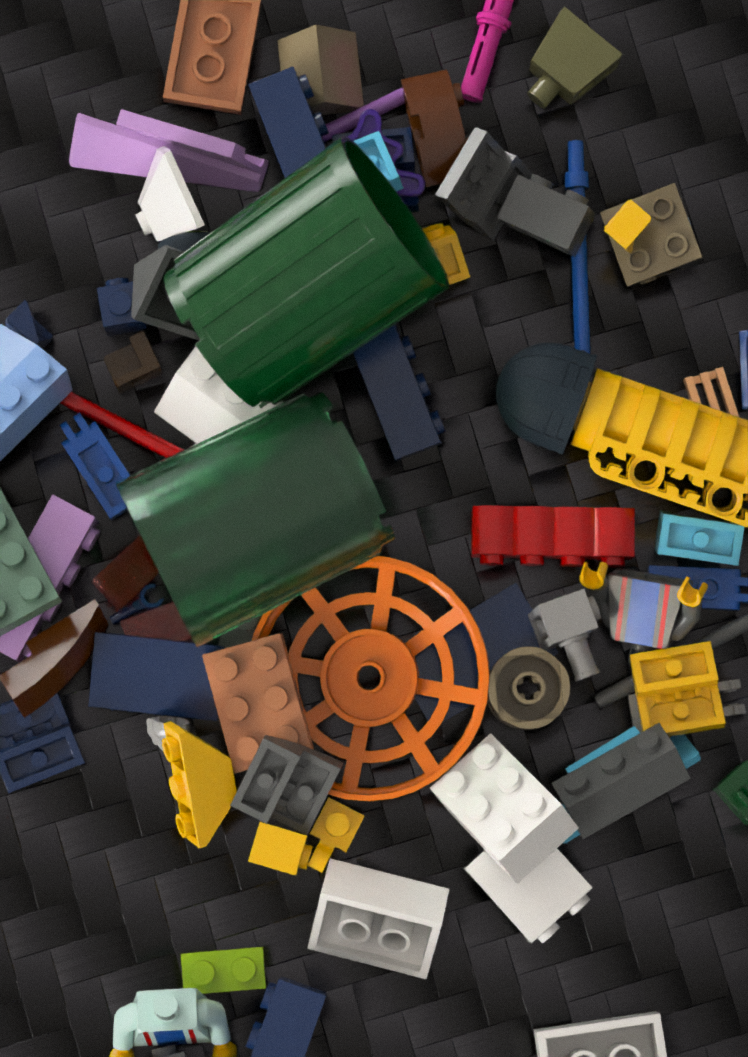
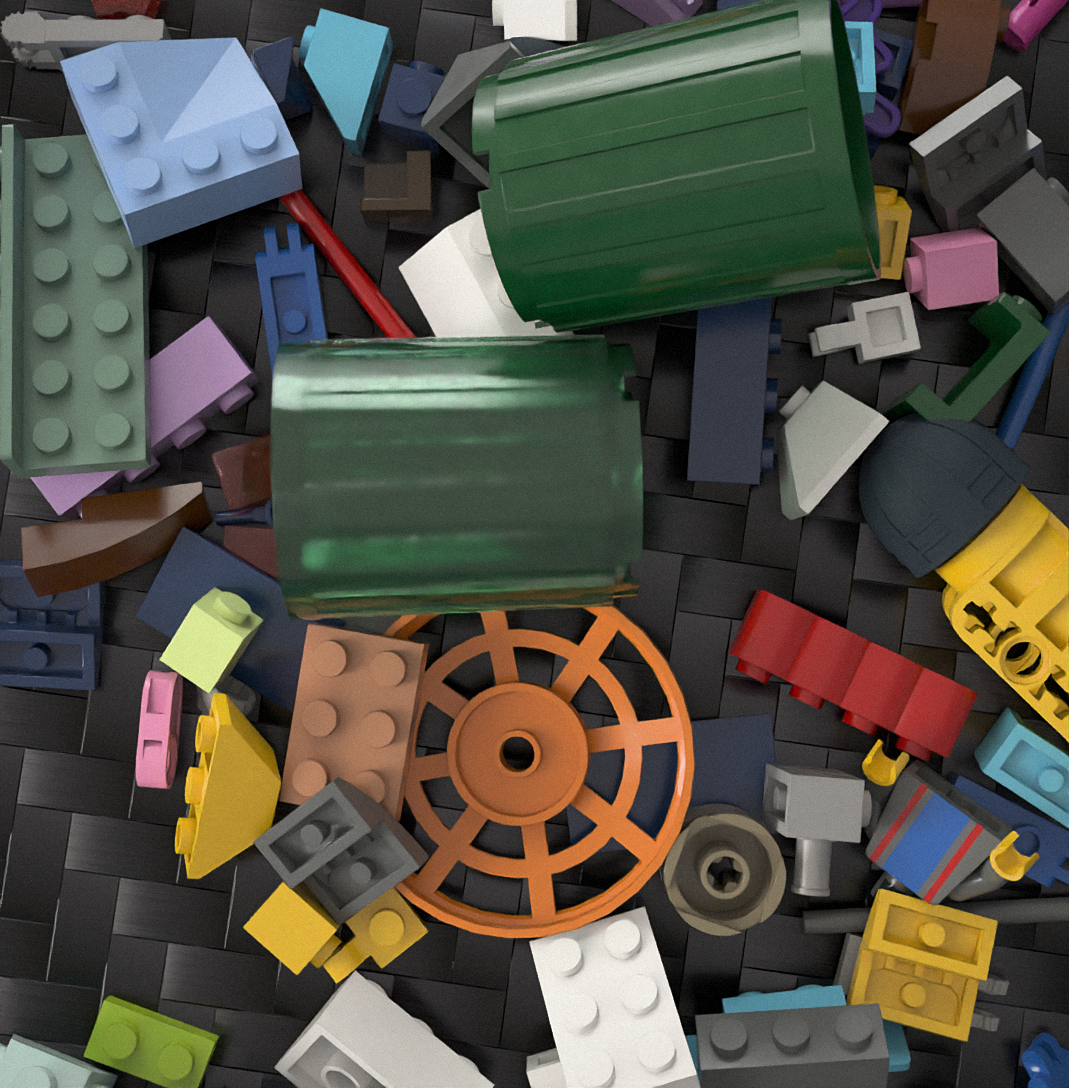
camera: 30 degrees right, 5 degrees up
(66, 305) = (347, 69): none -> medium azure slope
(137, 767) = (159, 729): none -> bright pink piece
(146, 692) = (212, 638): none -> yellowish green brick
(464, 399) = (819, 443): none -> white slope
(469, 314) = (875, 328): none -> white plate
(498, 256) = (952, 268): none -> bright pink brick
(552, 277) = (1013, 334): none -> dark green panel

